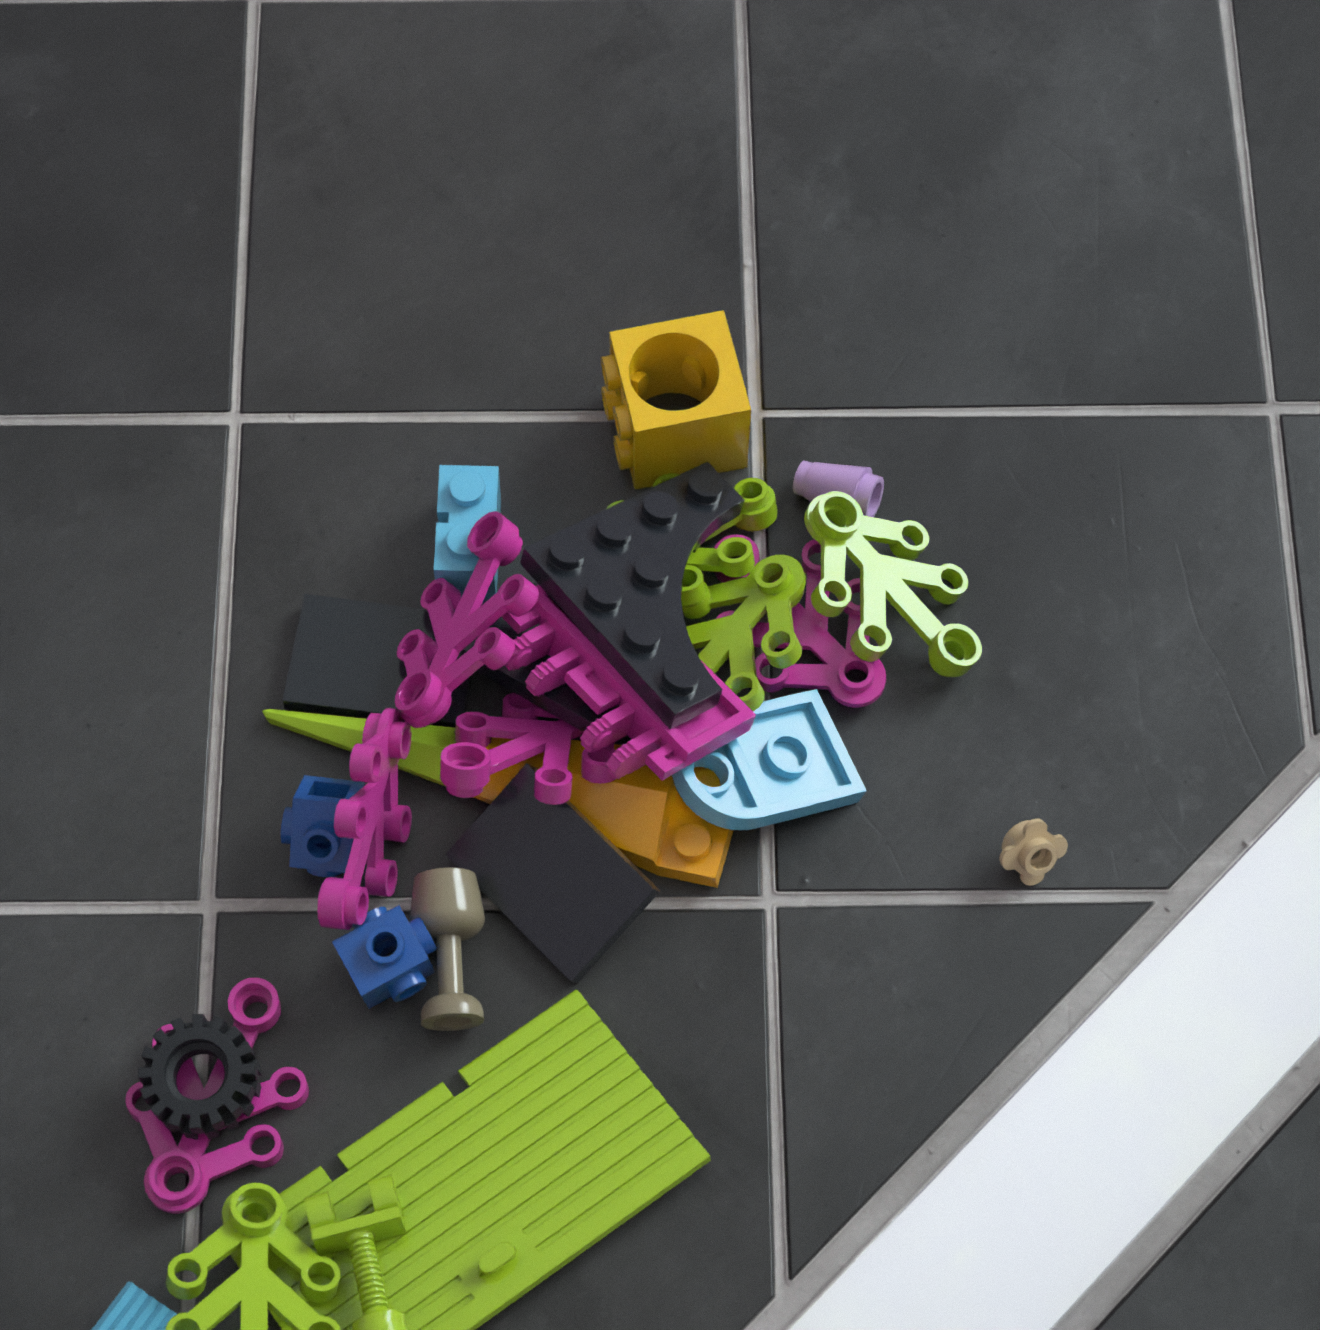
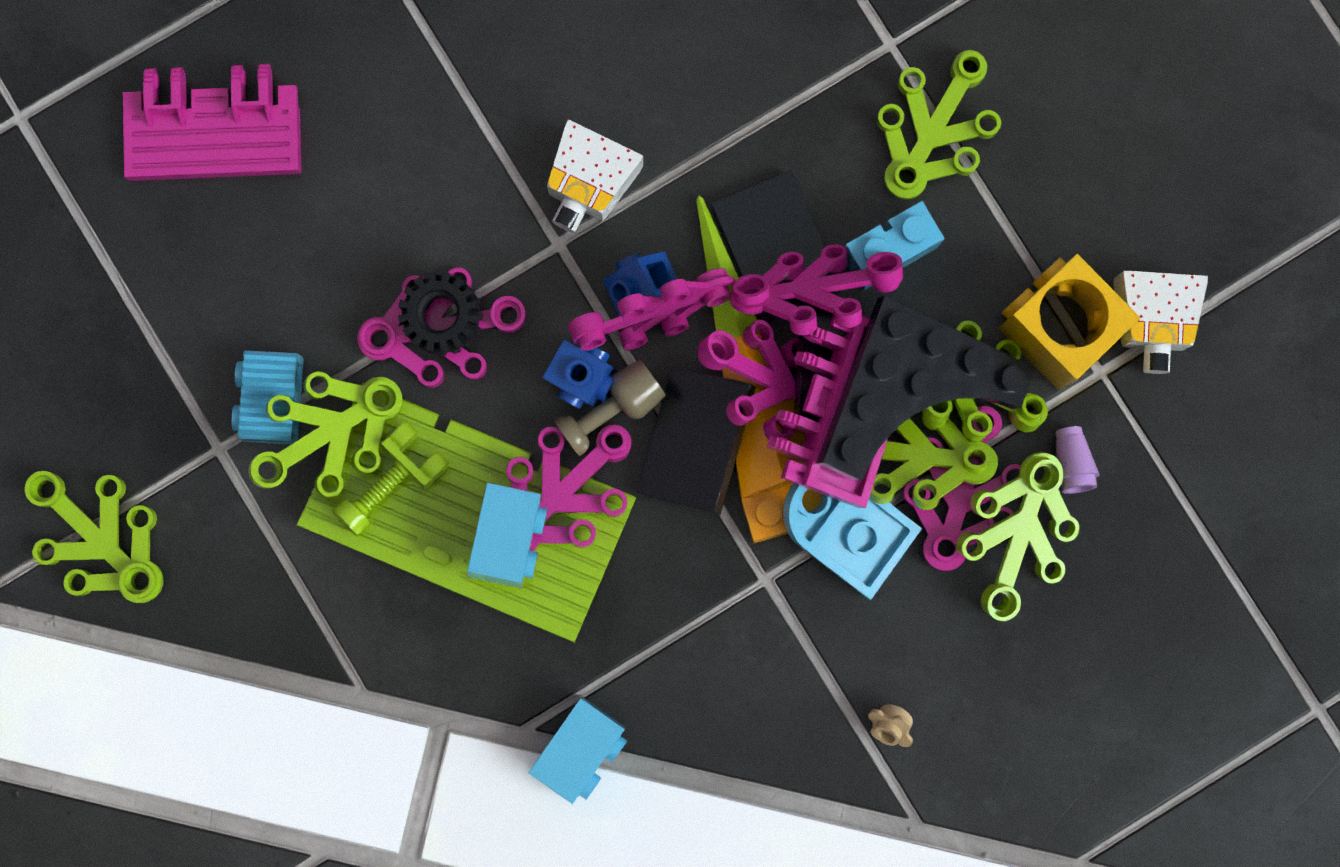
camera: 55 degrees right, 20 degrees up
(151, 813) = (589, 175): none -> white torso
(363, 425) = (933, 131): none -> lime plant
(516, 1070) = (560, 496): none -> dark pink plant
(520, 1131) = (505, 536): none -> medium azure piece
(750, 303) = (1168, 313): none -> white torso
(844, 1217) = (578, 750): none -> medium azure piece

